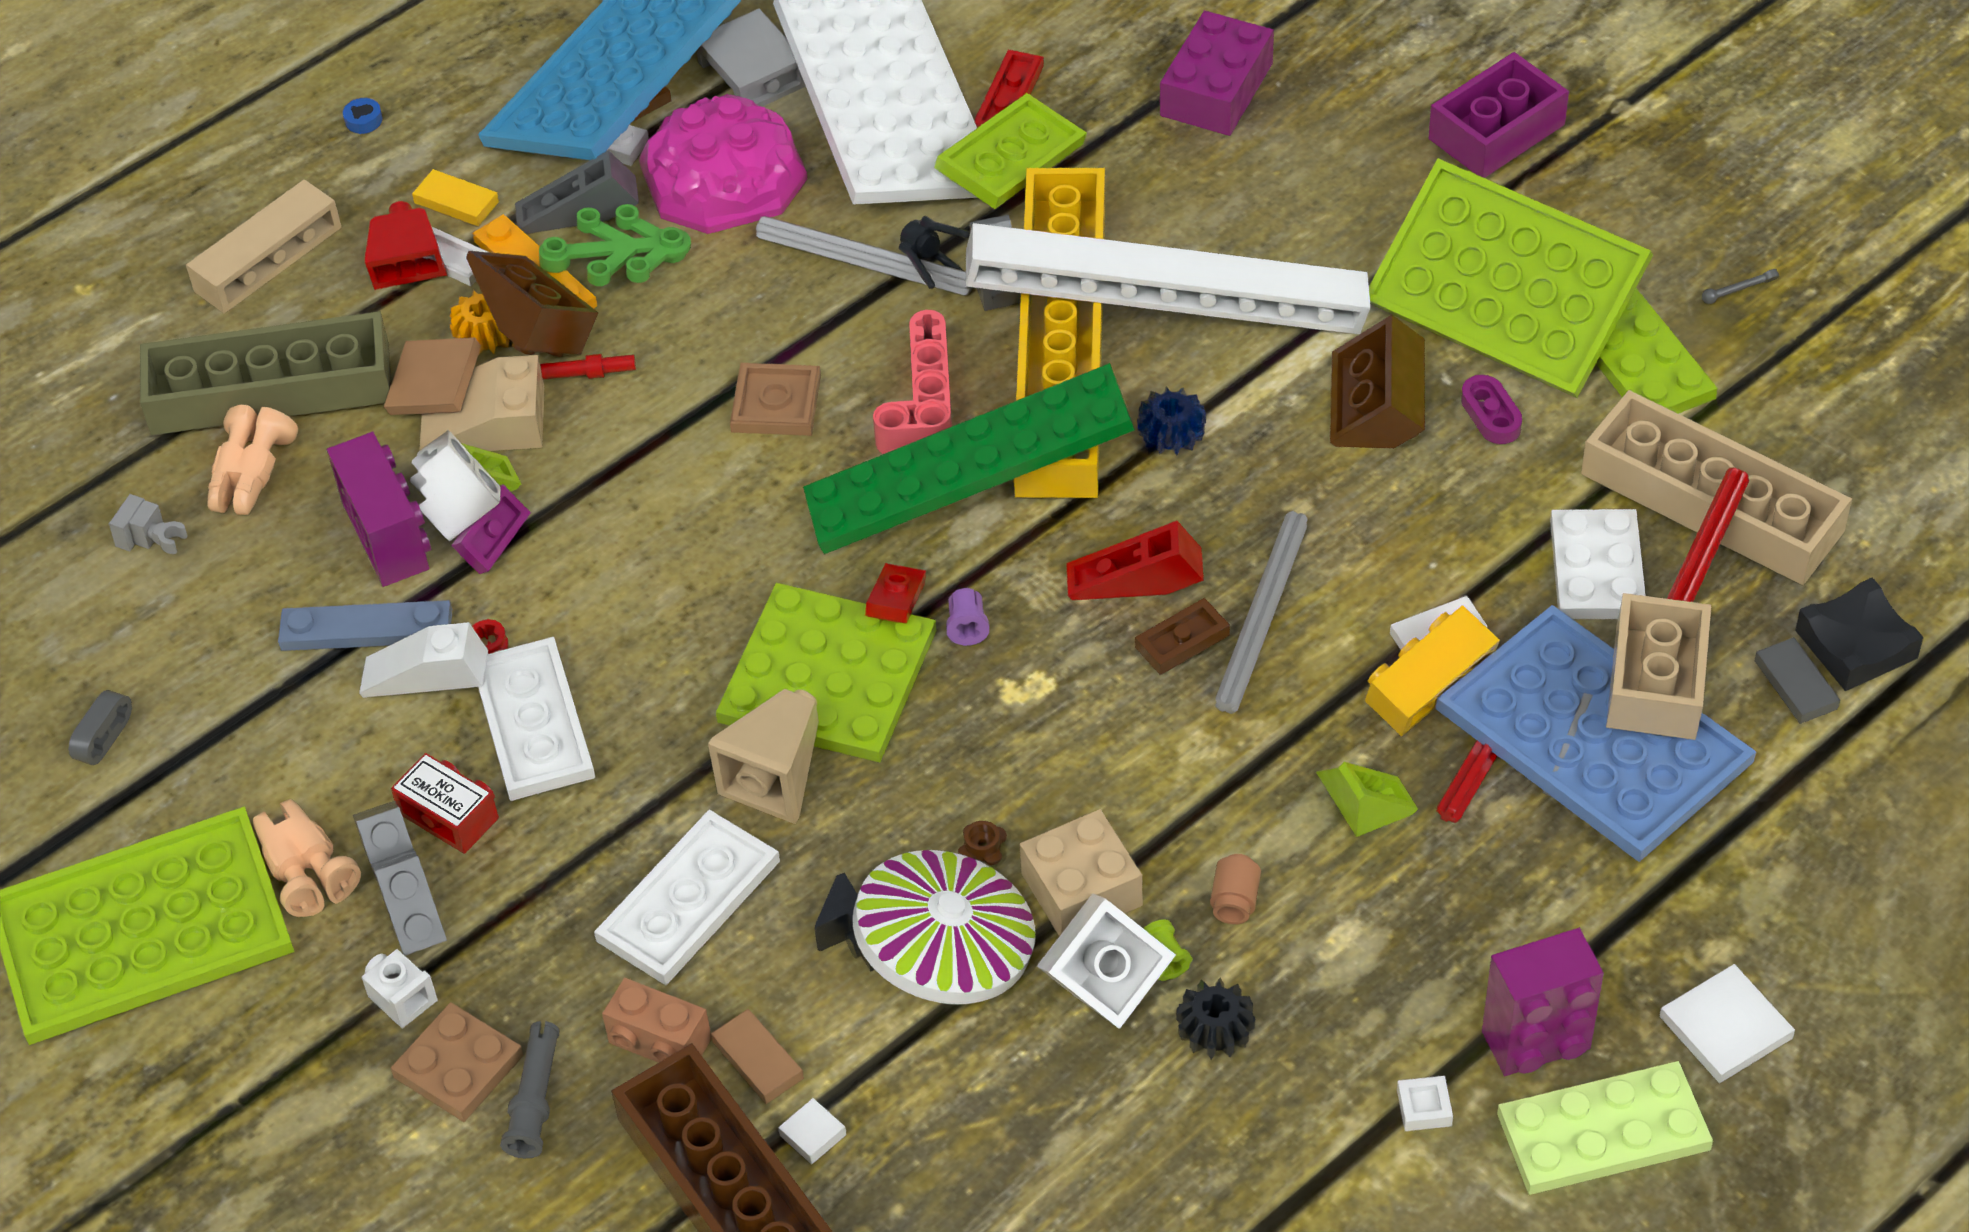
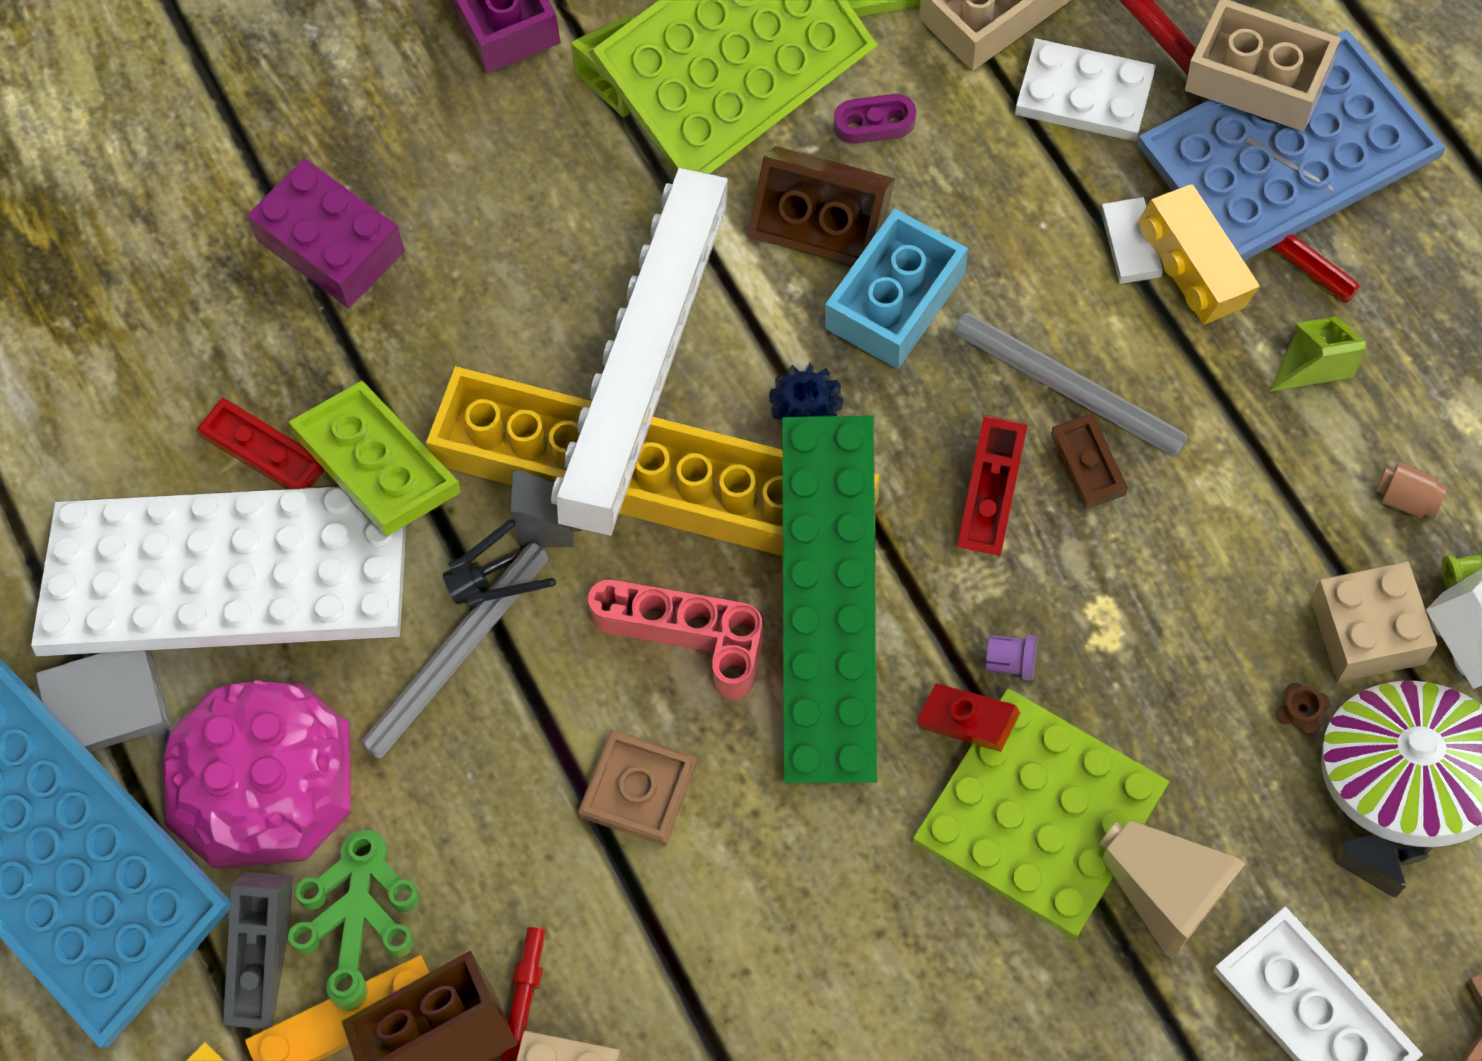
camera: 75 degrees left, 15 degrees up
(1304, 452) = (896, 288): none -> medium azure brick

